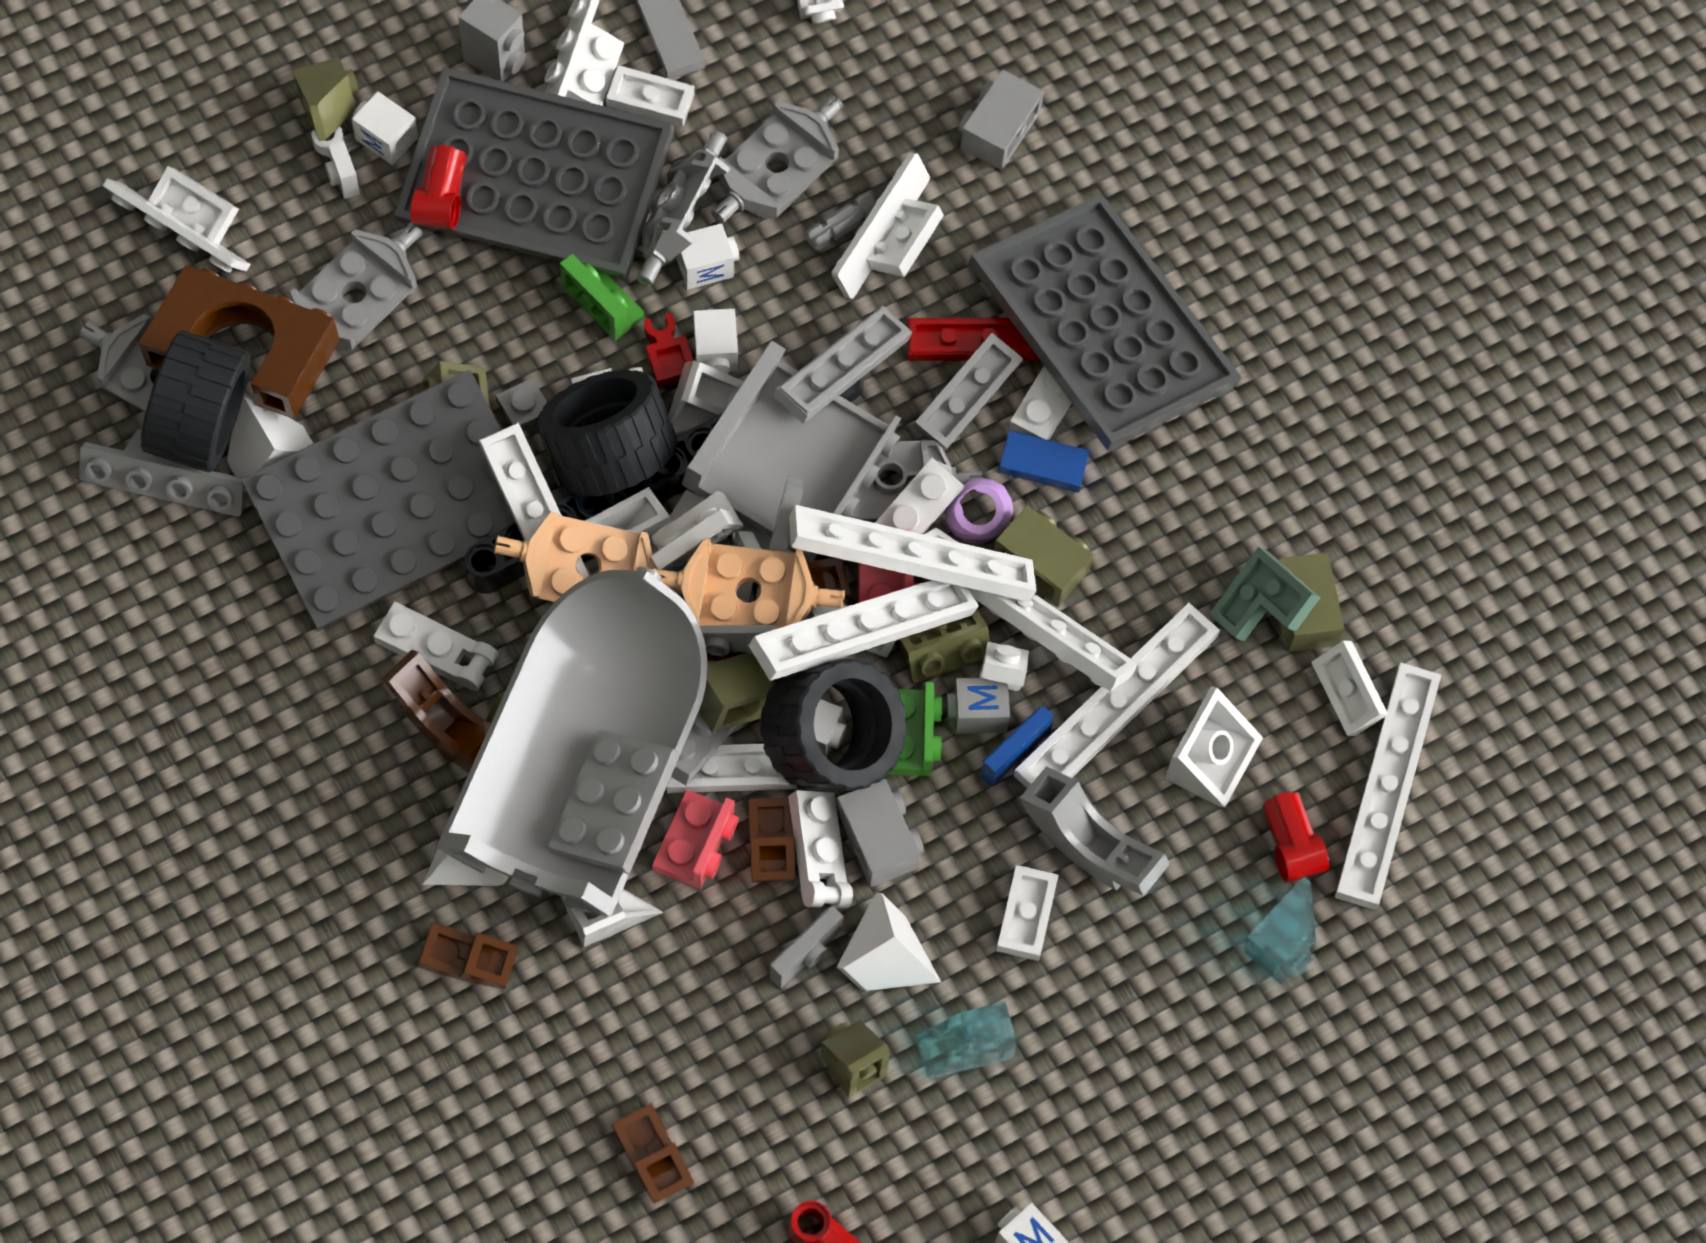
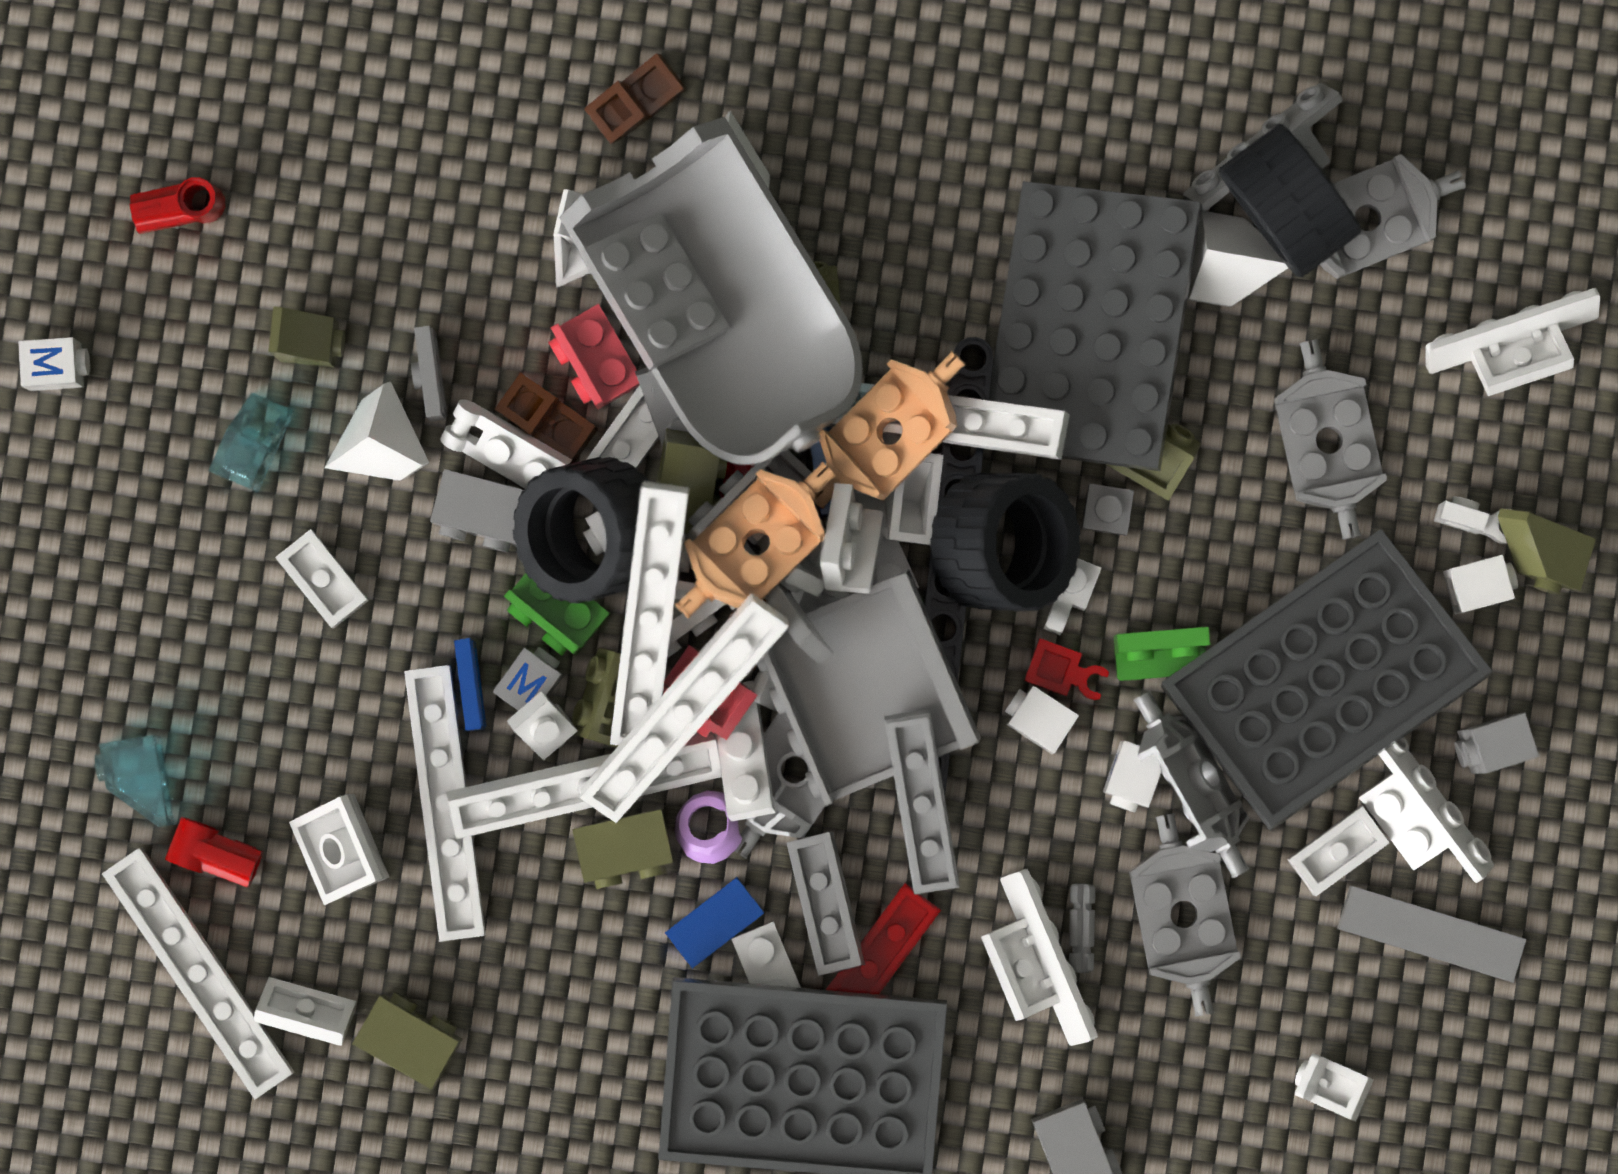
camera: 135 degrees right, 20 degrees up
(207, 303) = (1402, 289): reddish brown arch -> none
(436, 710) = (858, 223): reddish brown arch -> none
(438, 199) = (1358, 568): red piece -> none
(439, 645) = (934, 269): white plate -> none
(652, 1153) = (357, 124): reddish brown slope -> none
(701, 396) = (995, 667): white slope -> none
(1086, 838) = (336, 680): light grey arch -> none
(1262, 587) = (436, 1008): sand green plate -> none

